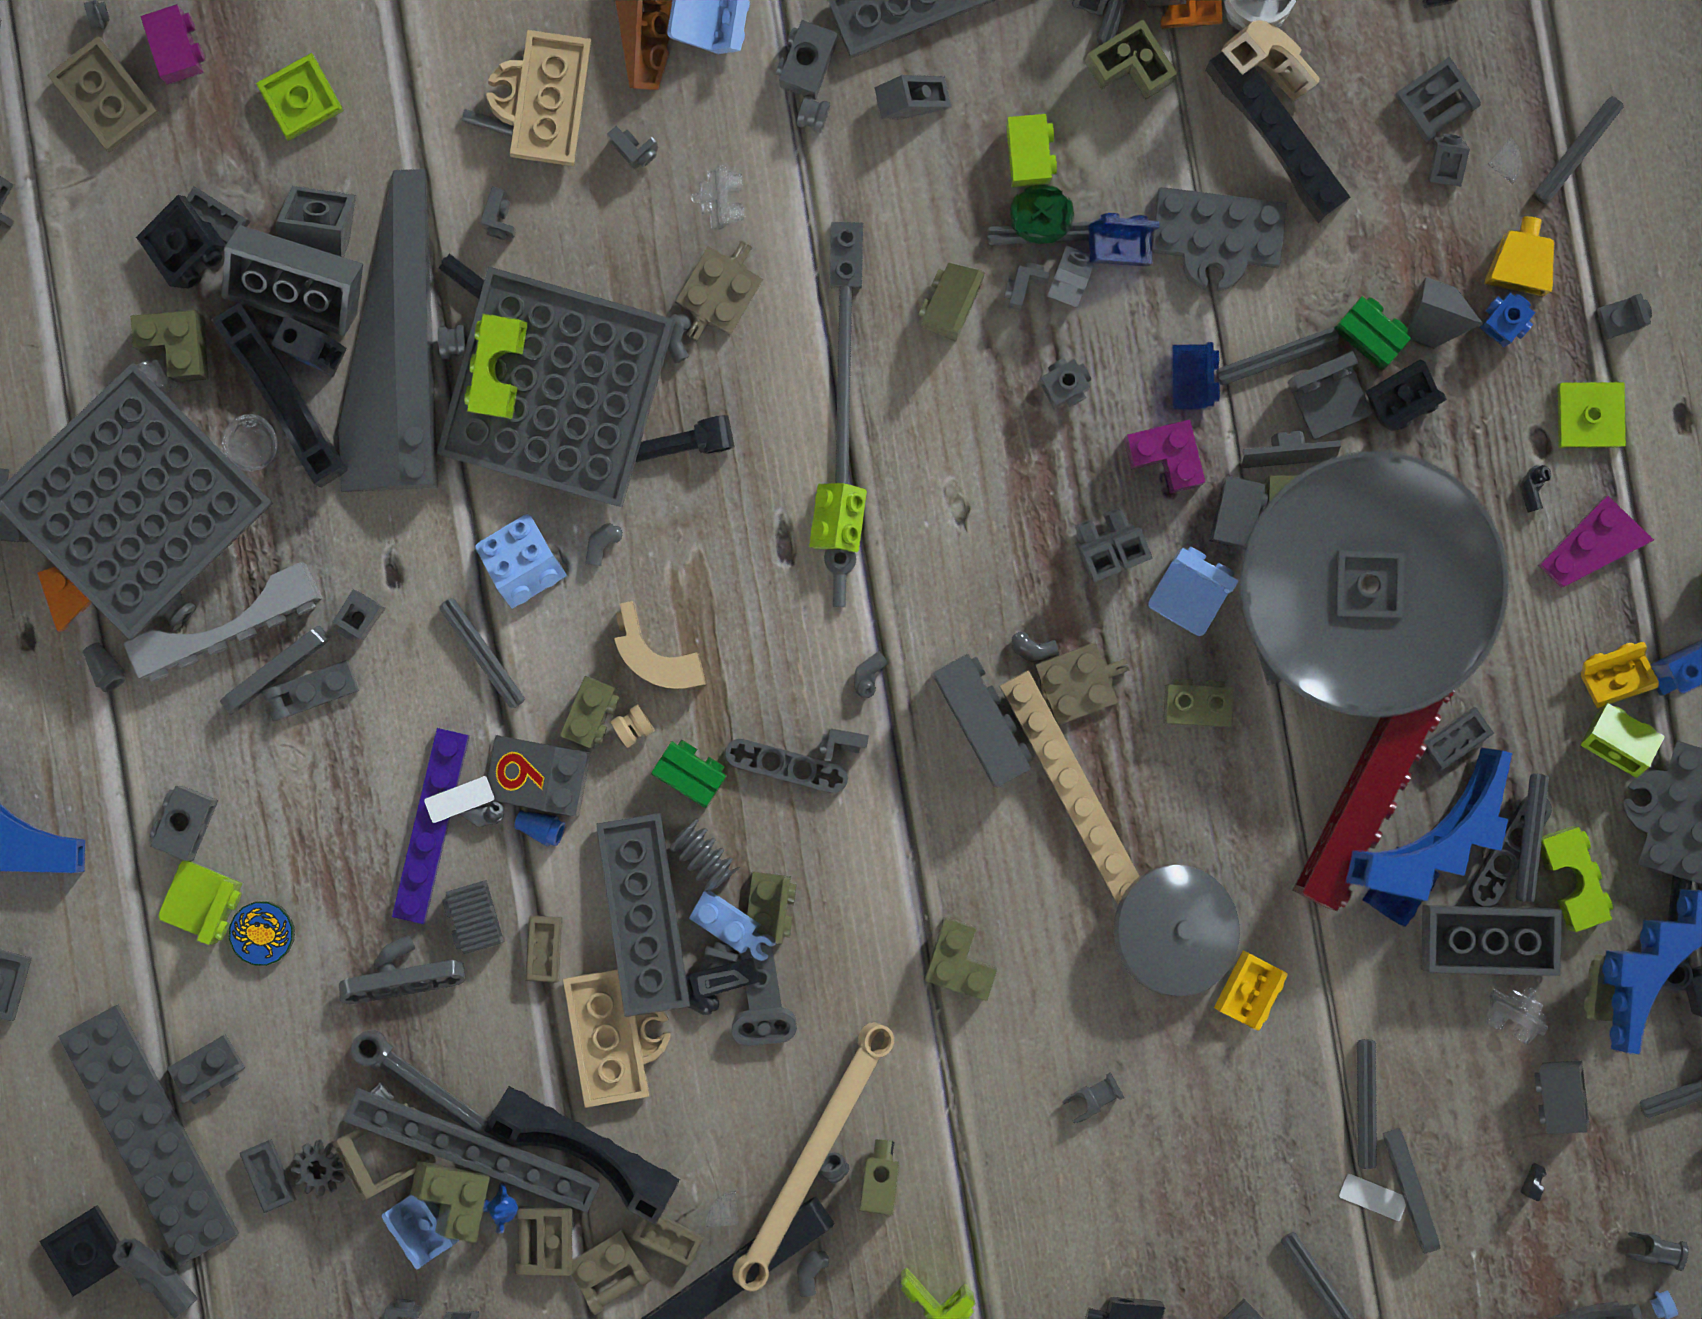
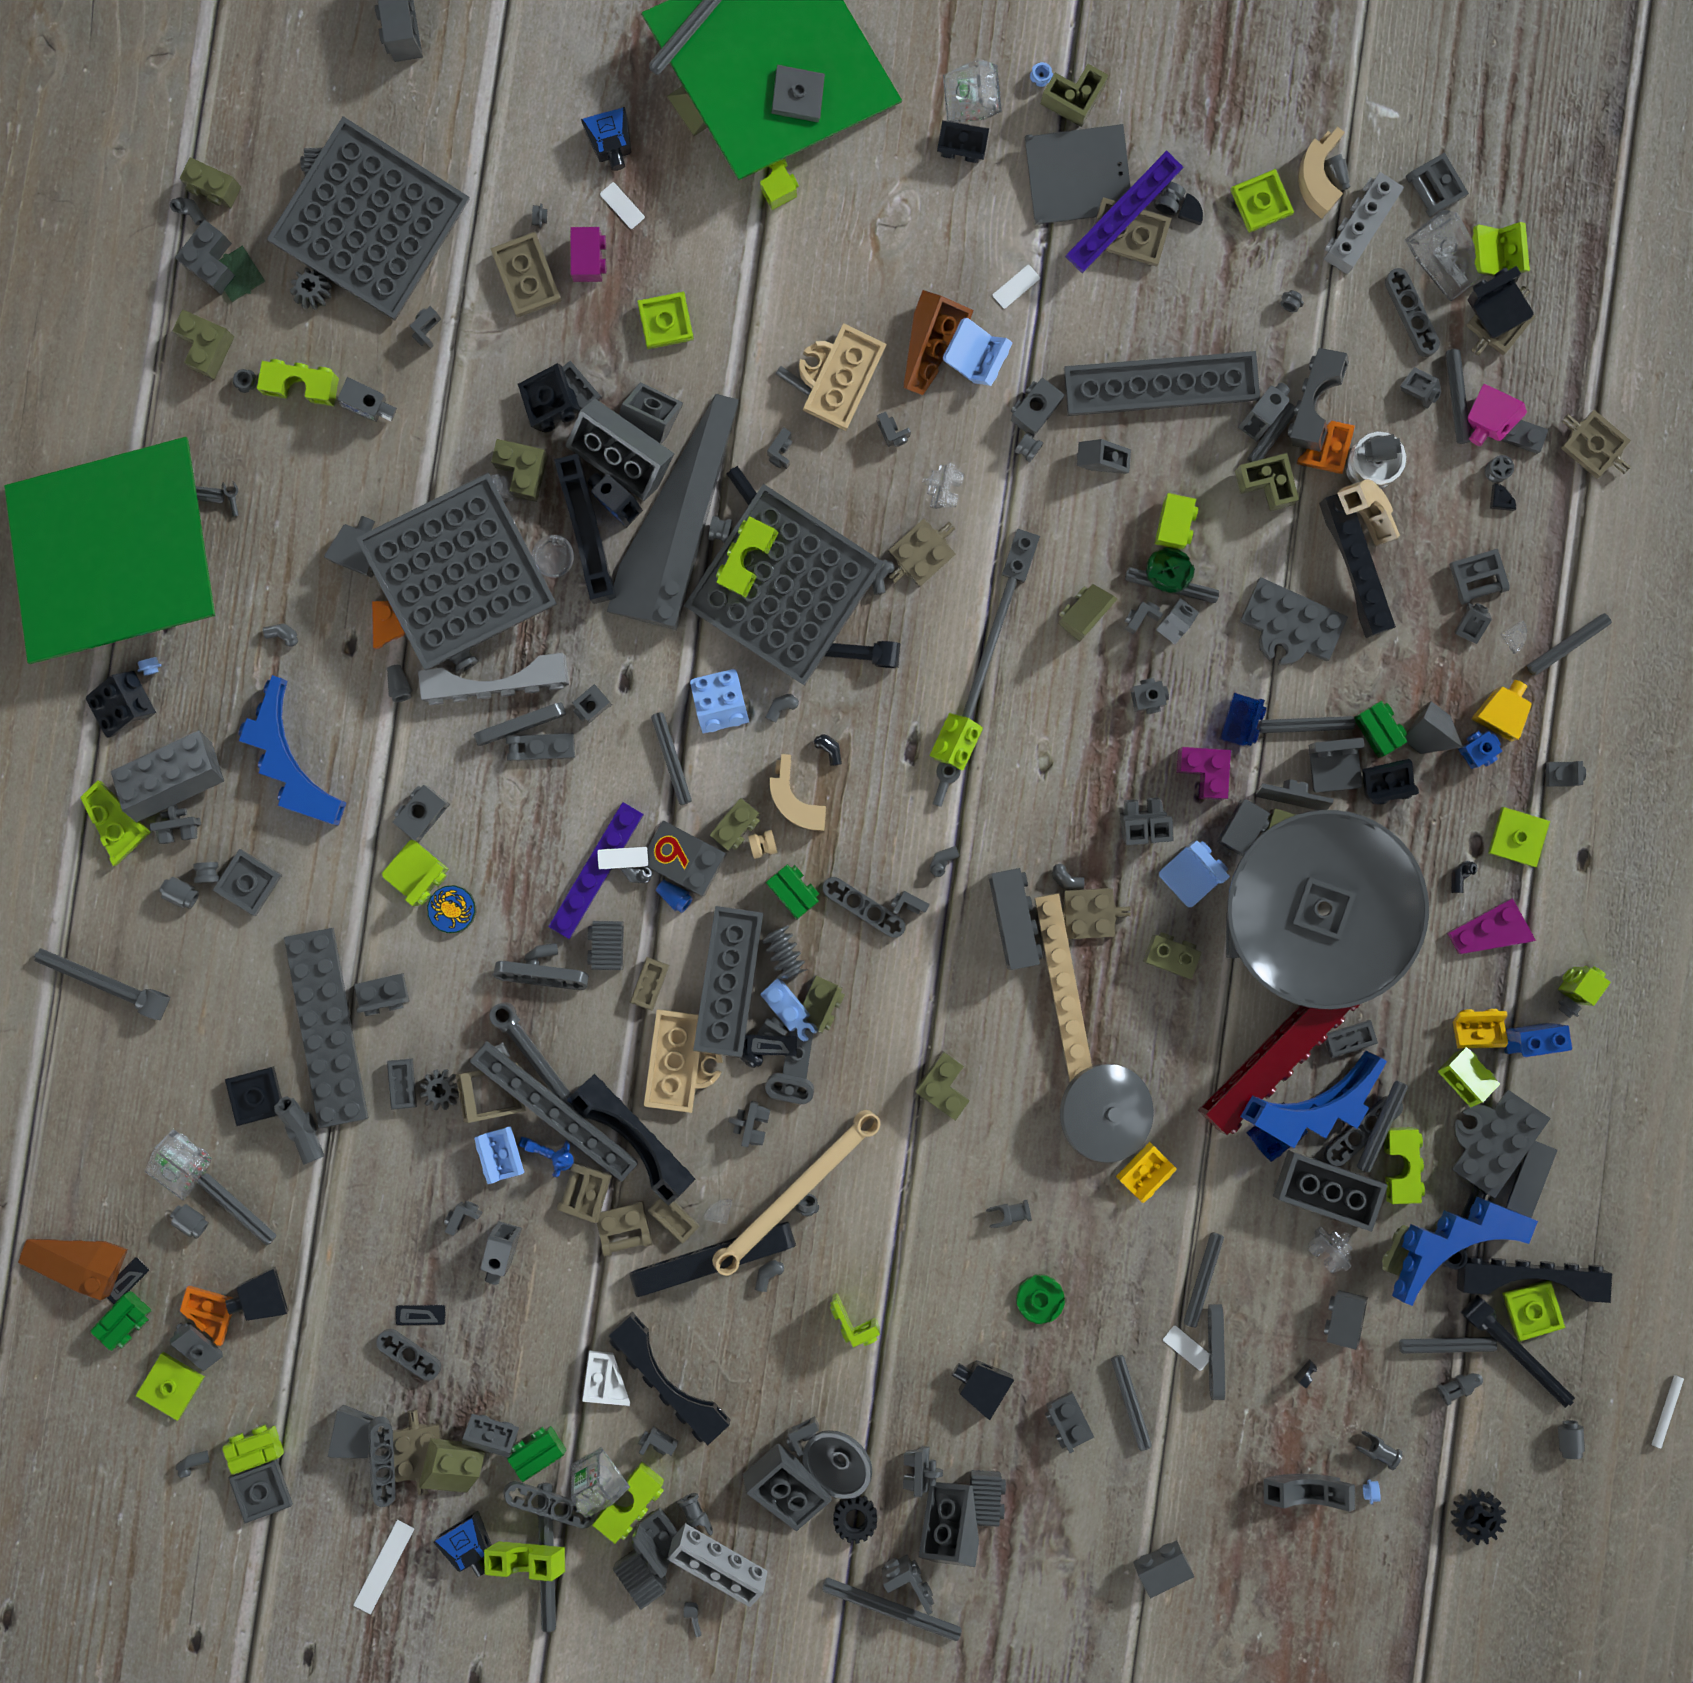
camera: 10 degrees right, 0 degrees up
(460, 1195) = (535, 1140): olive brick -> none
(681, 574) = (831, 746): none -> black arm
(732, 1102) = (755, 1113): none -> dark grey hips
(875, 1195) = (834, 1235): olive torso -> none
(1121, 240) = (1221, 606): clear blue bracket -> none
(1167, 1193) = (1040, 1299): none -> green tile

